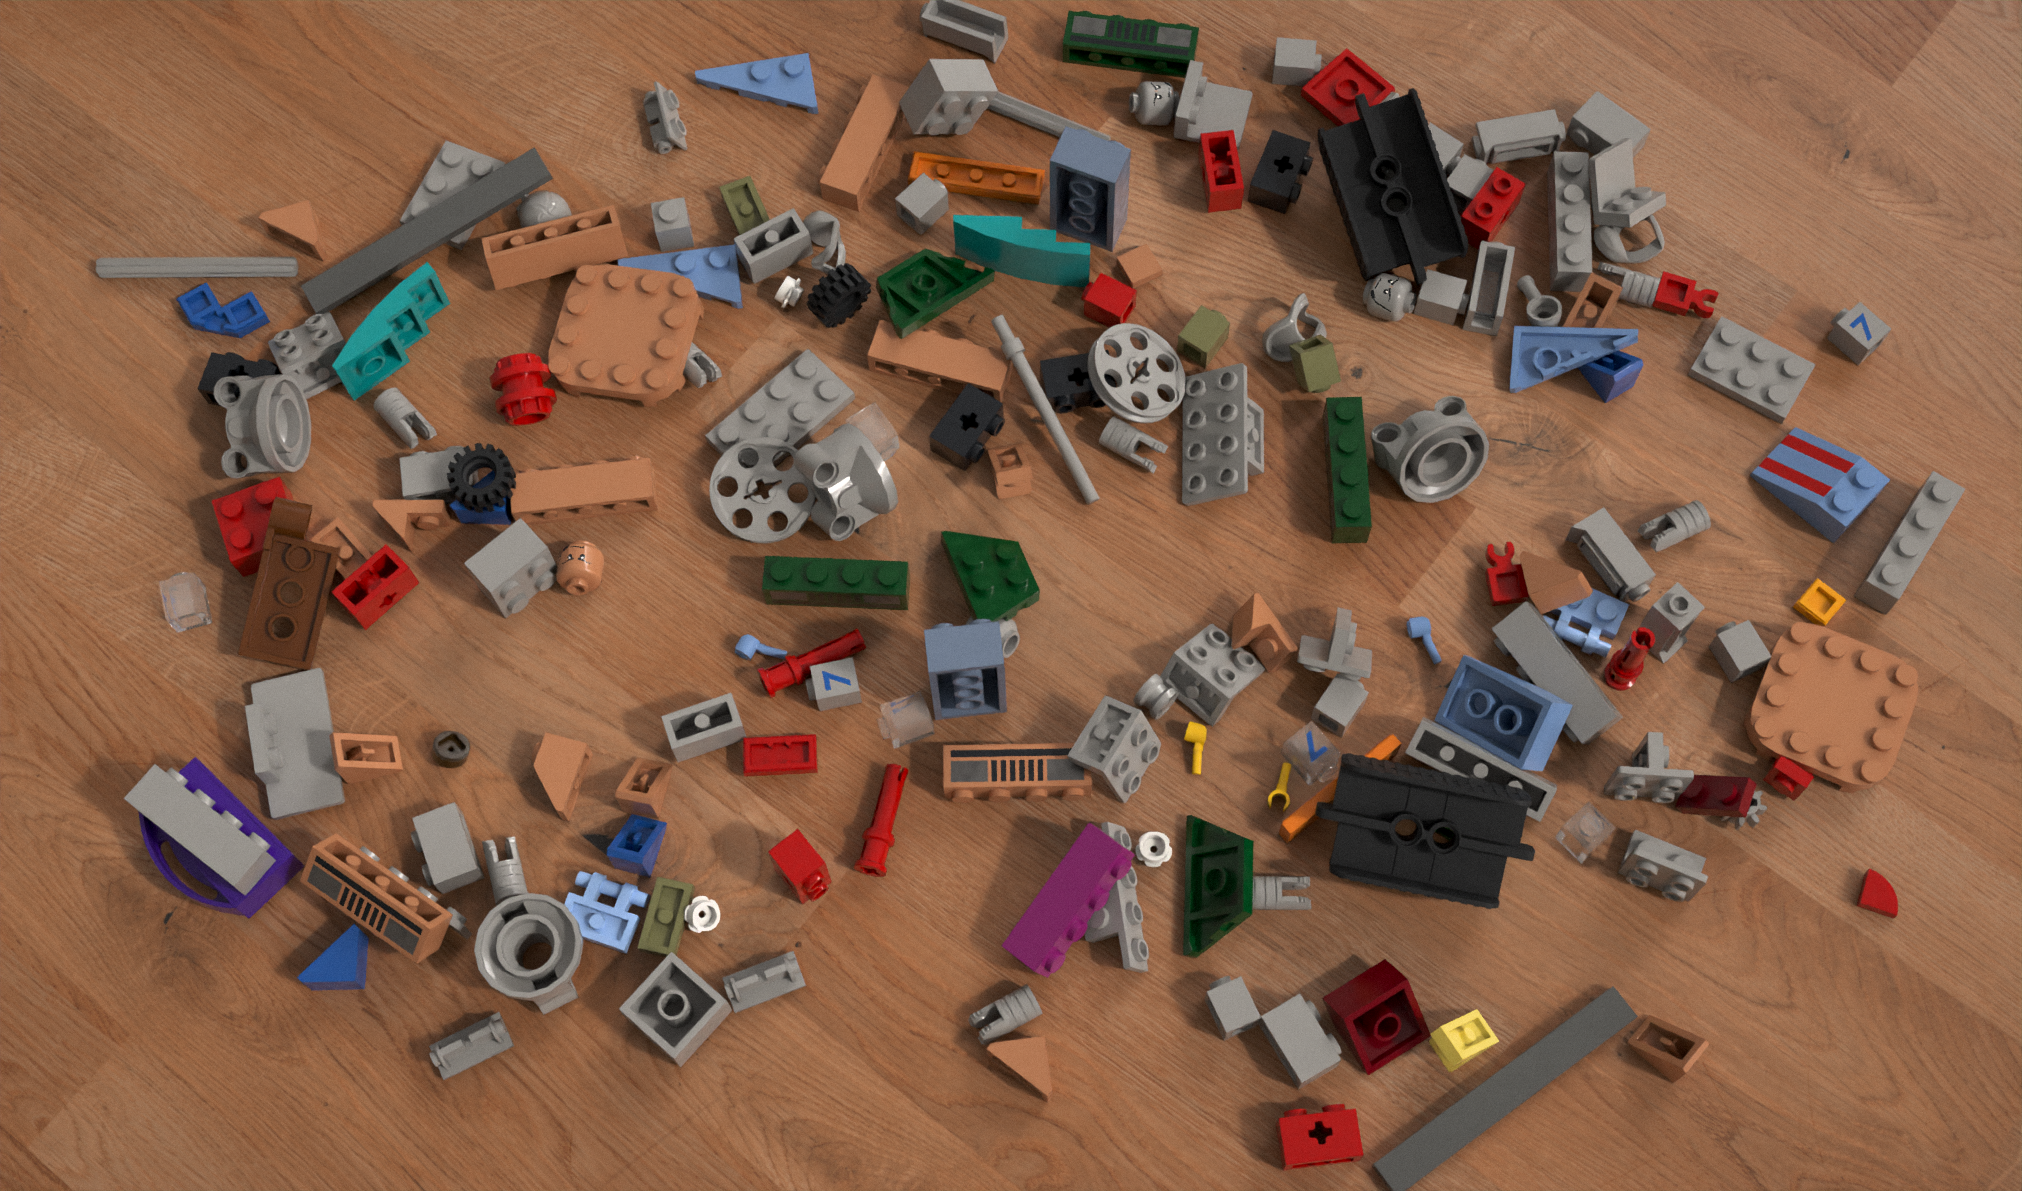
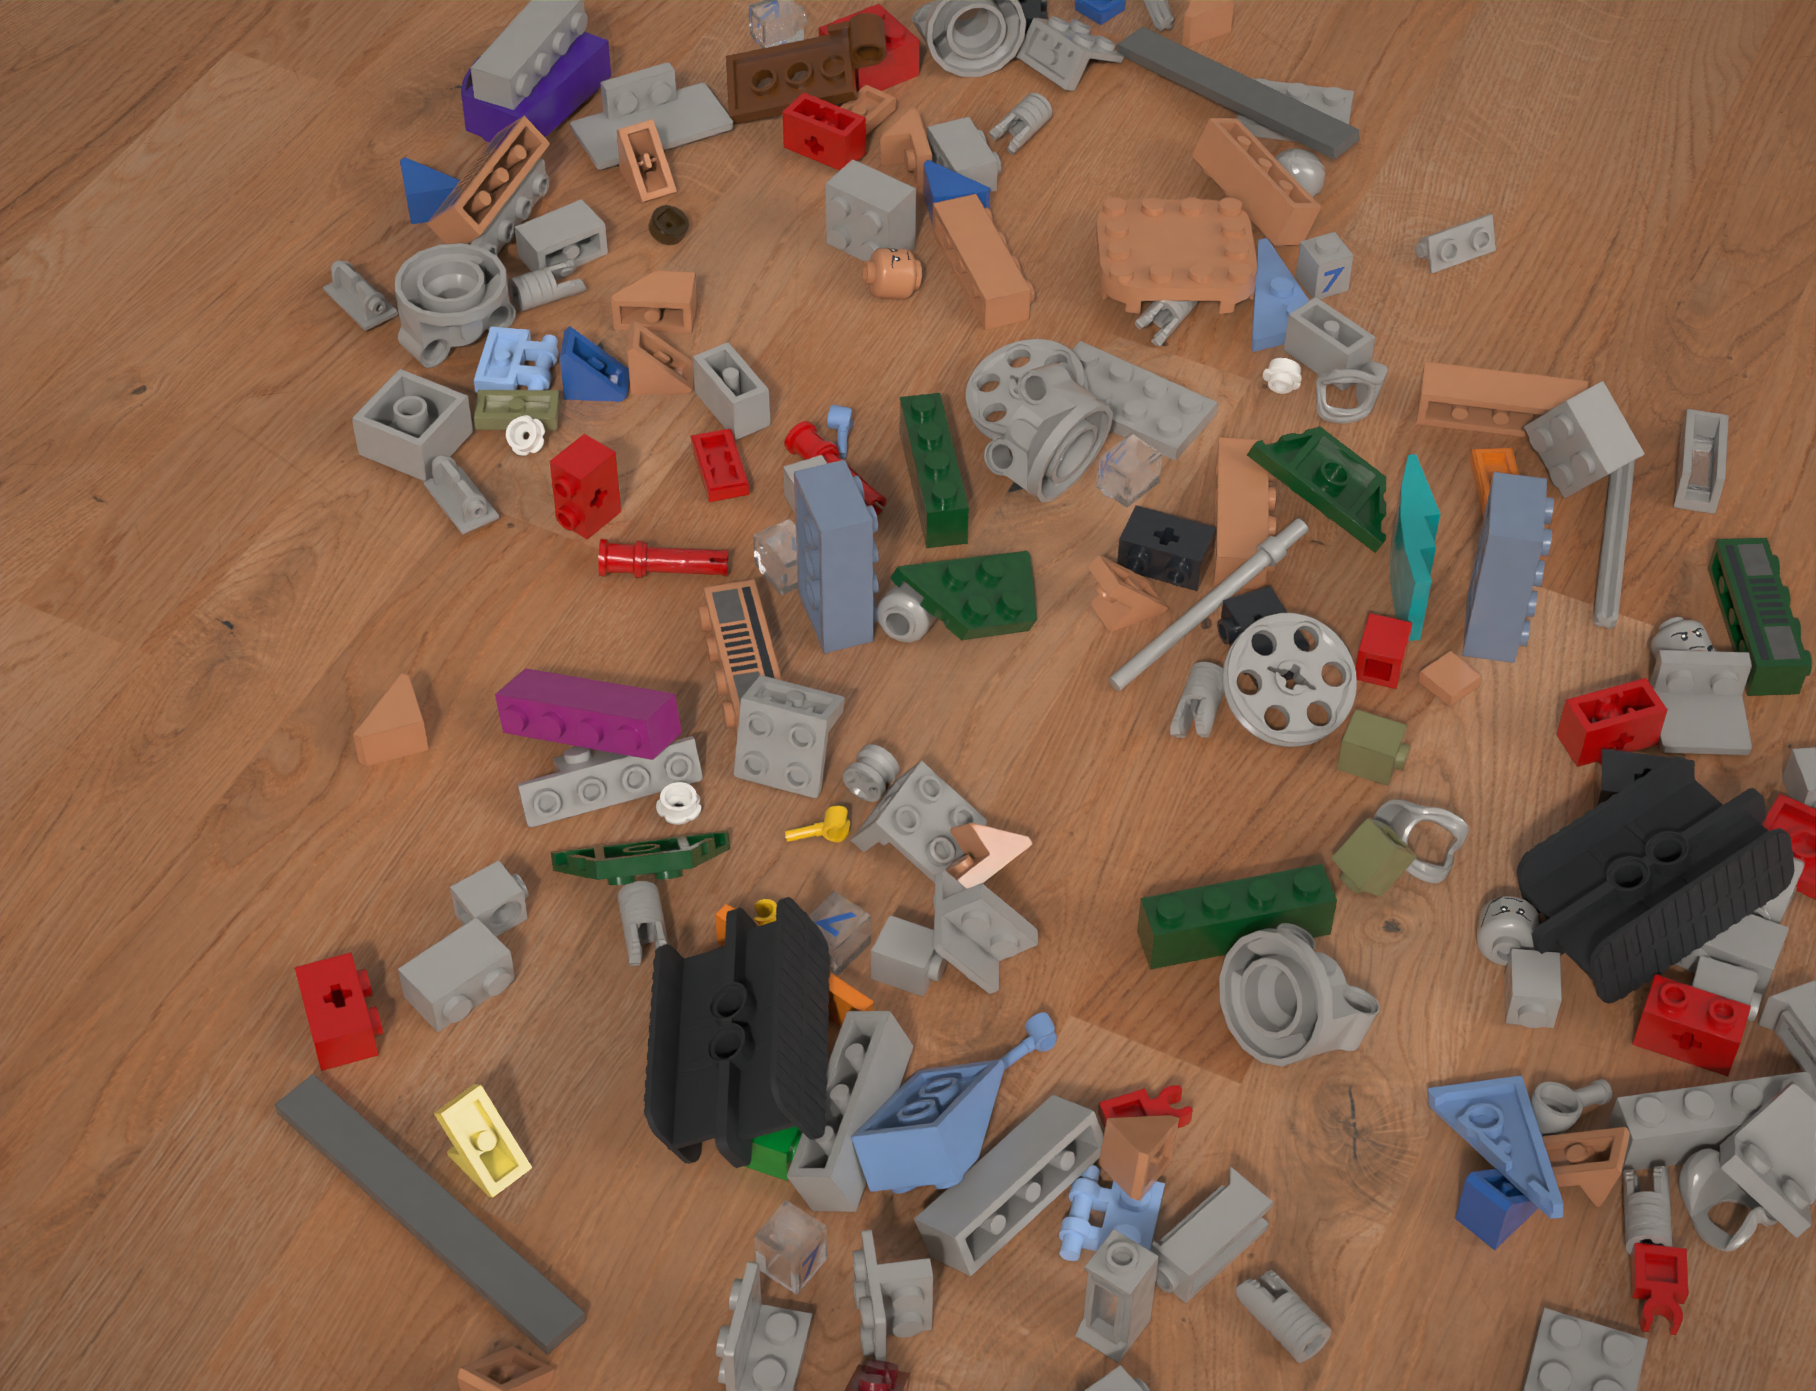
camera: 75 degrees right, 20 degrees down
(388, 330) = (1108, 83): teal slope -> none
(473, 461) = (959, 166): black tyre -> none
(524, 395) = (1076, 192): red piece -> none
(744, 204) = (1382, 318): olive plate -> none
(774, 80) = (1550, 321): medium blue wing -> none
(838, 295) = (1297, 391): black tyre -> none
(922, 203) = (1447, 462): light grey brick -> none
(1005, 1014) = (453, 701): light grey hinge -> none
(1220, 435) = (1242, 792): light grey bracket -> none
(1377, 1016) = (501, 1045): dark red slope -> none
(1489, 288) = (1571, 1038): light grey window -> none
(1628, 662) = (1044, 1255): red pin -> none

